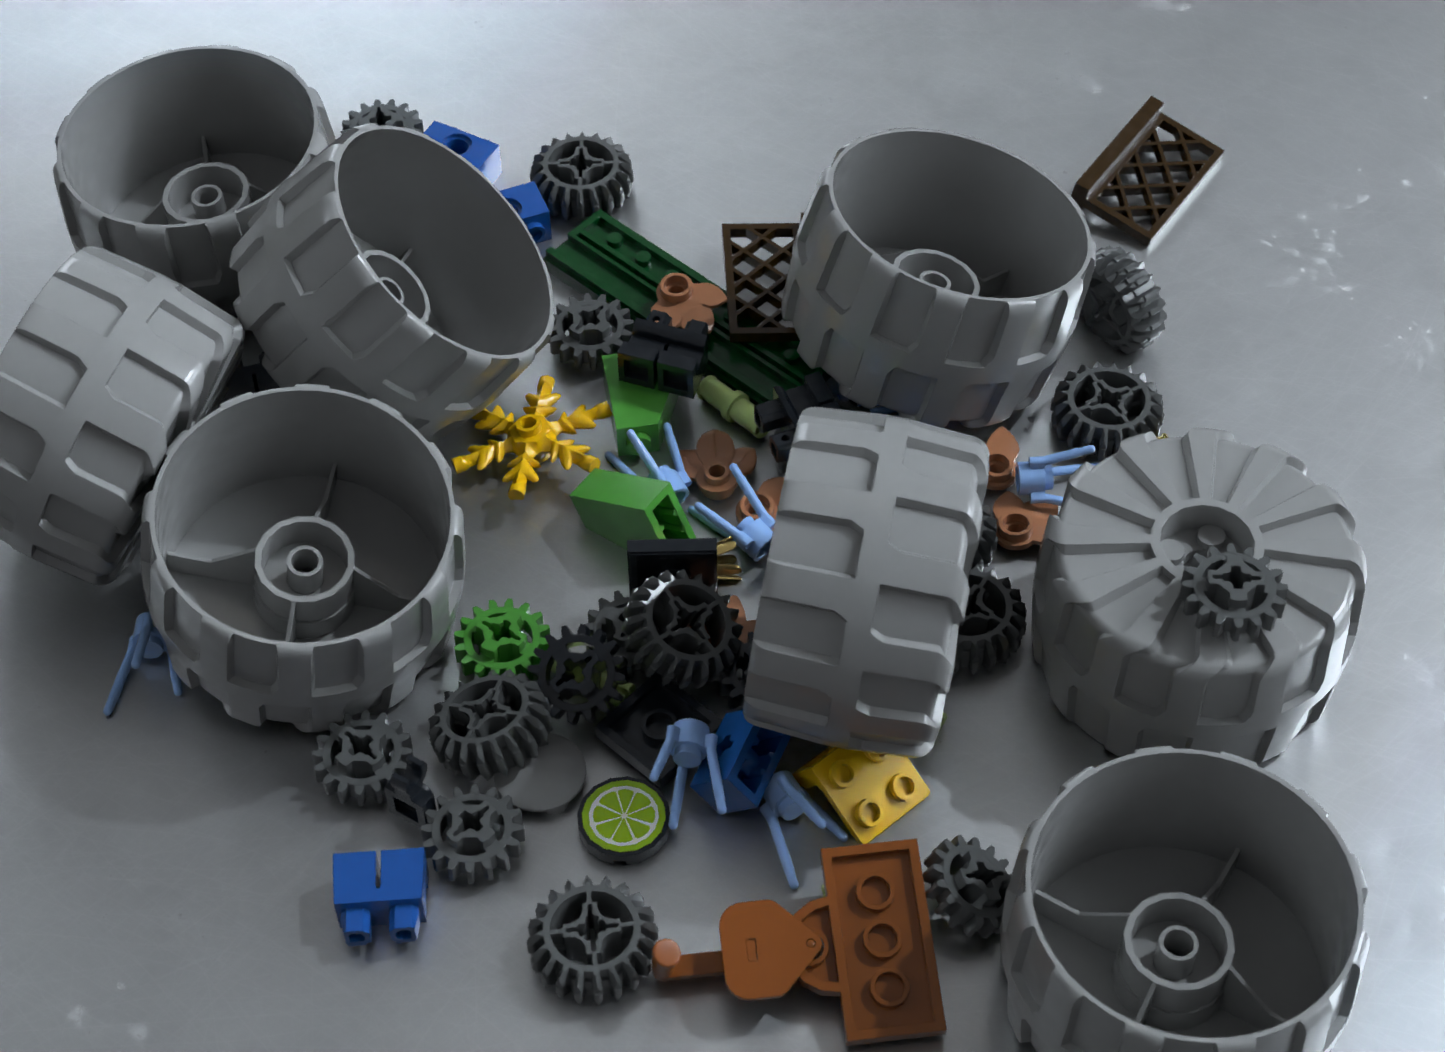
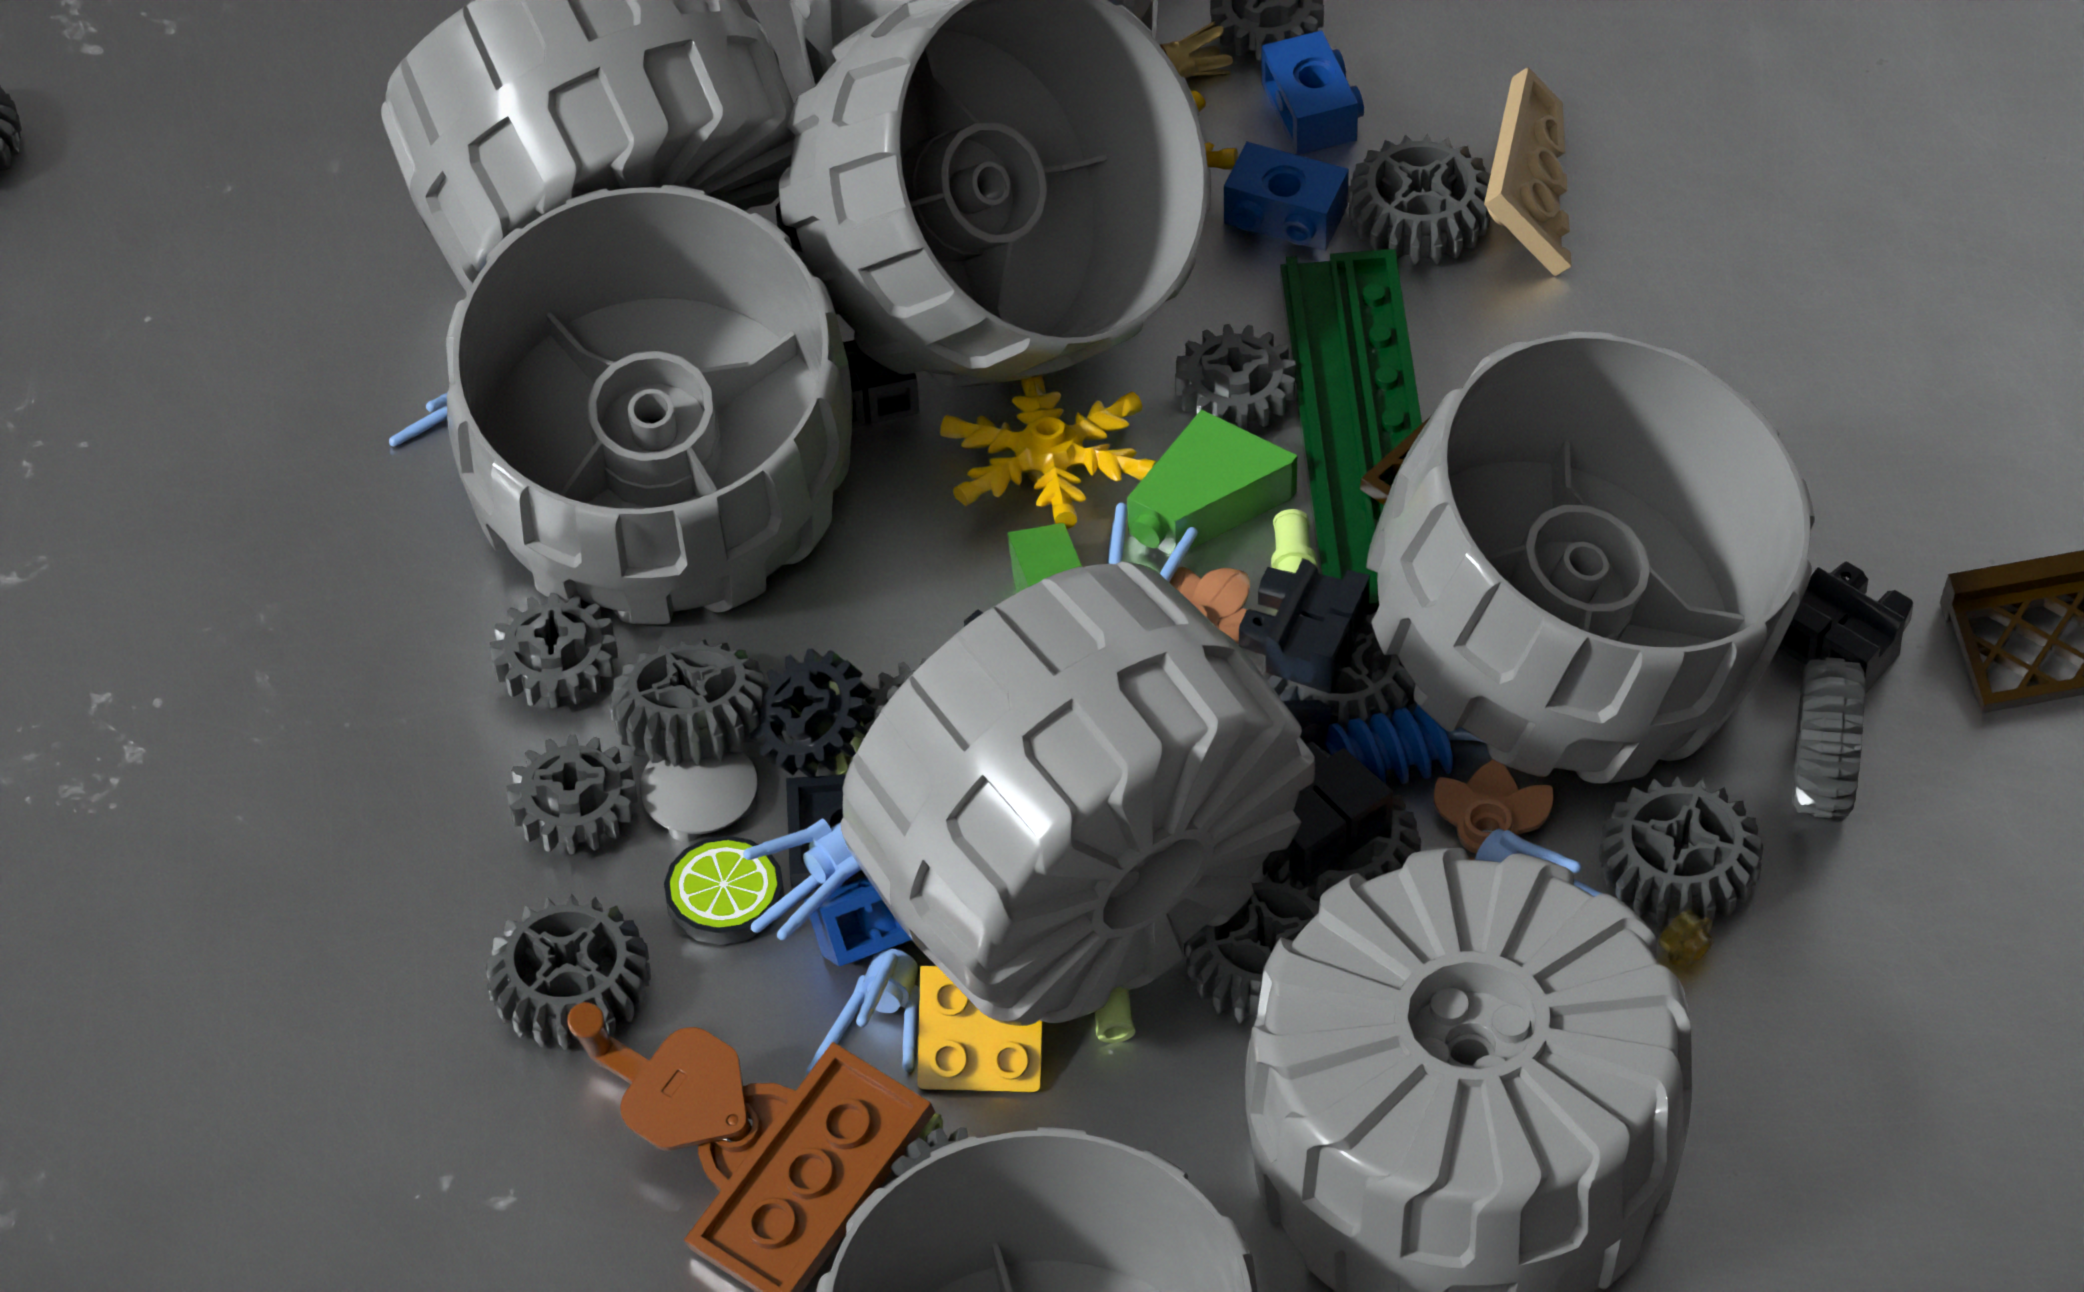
camera: 45 degrees right, 0 degrees up
(377, 897) = (436, 782): blue hips -> none
(408, 794) = (552, 707): black plate -> none
(500, 639) = (791, 624): bright green gear -> none
(624, 126) = (1527, 174): none -> tan wing
(665, 355) = (1249, 453): black hips -> none
(688, 300) = (1352, 416): nougat plate -> none
(1233, 592) = (1412, 1074): dark grey gear -> none

